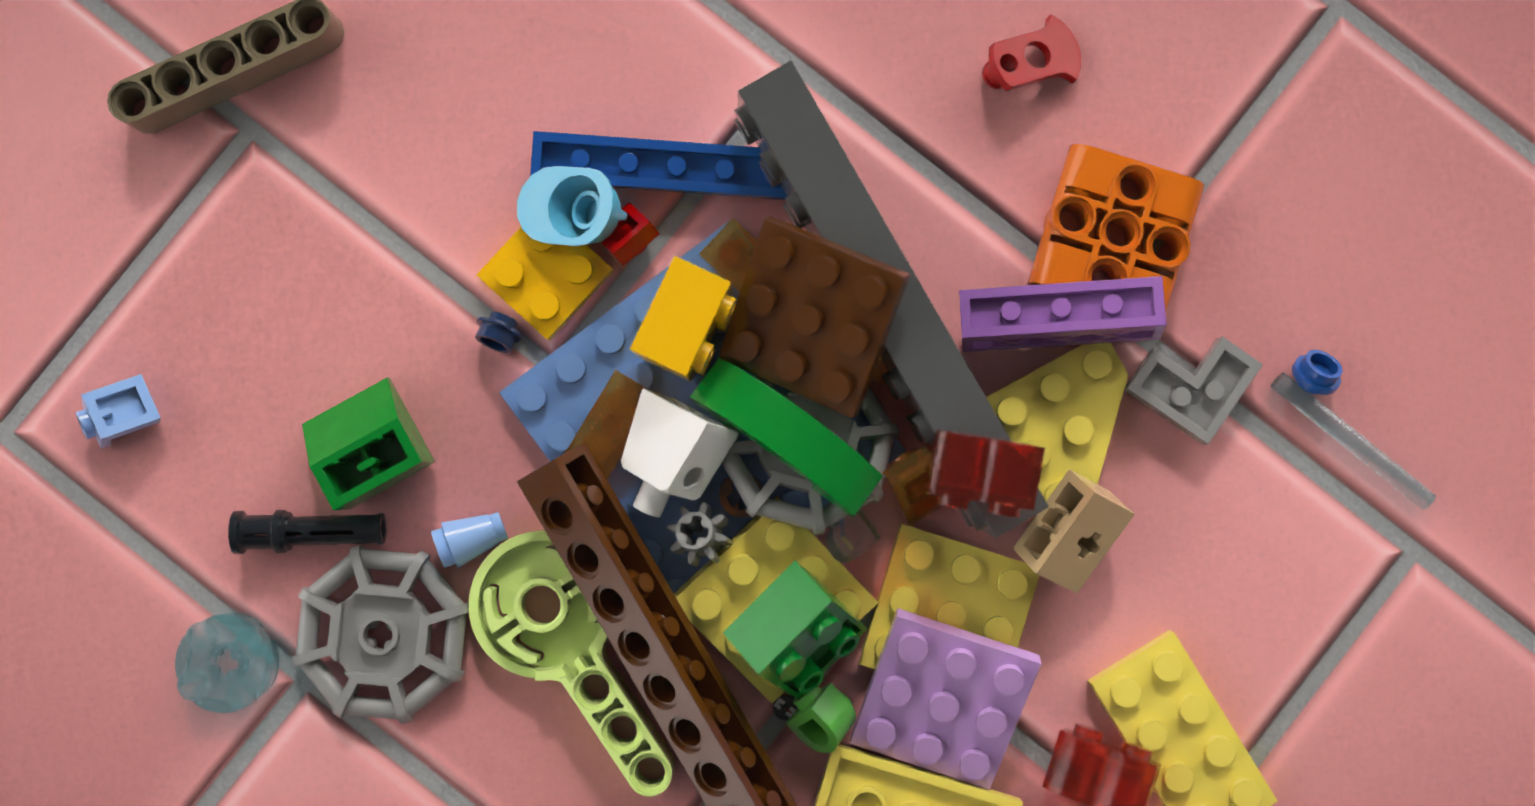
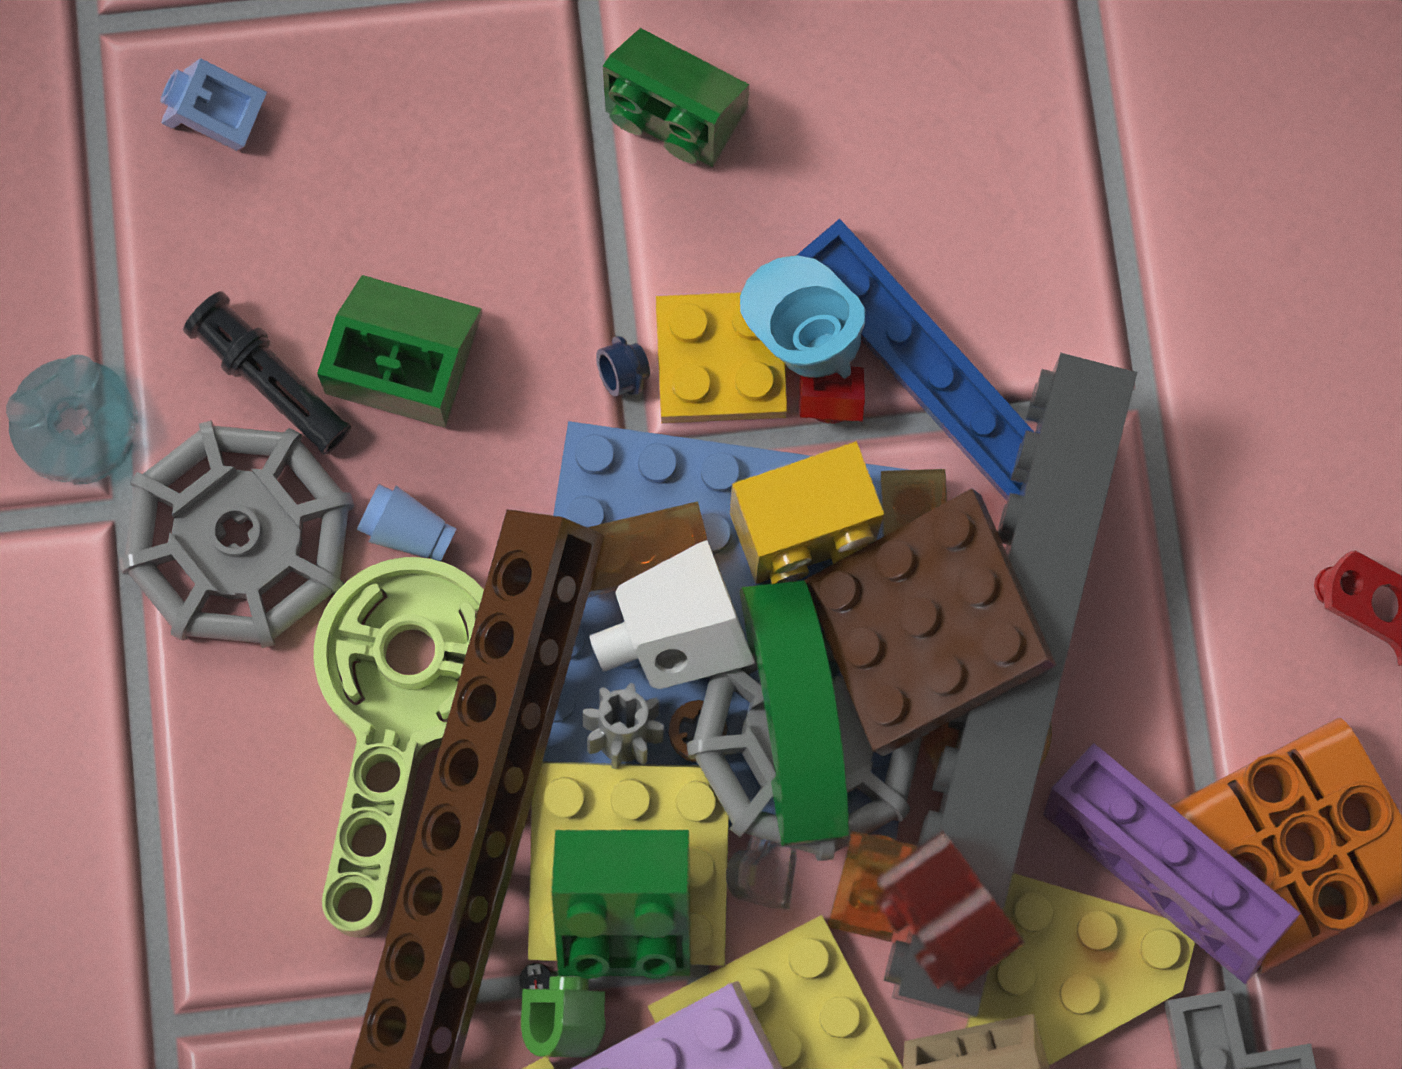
camera: 45 degrees right, 10 degrees down
(370, 152) = (673, 97): none -> green slope

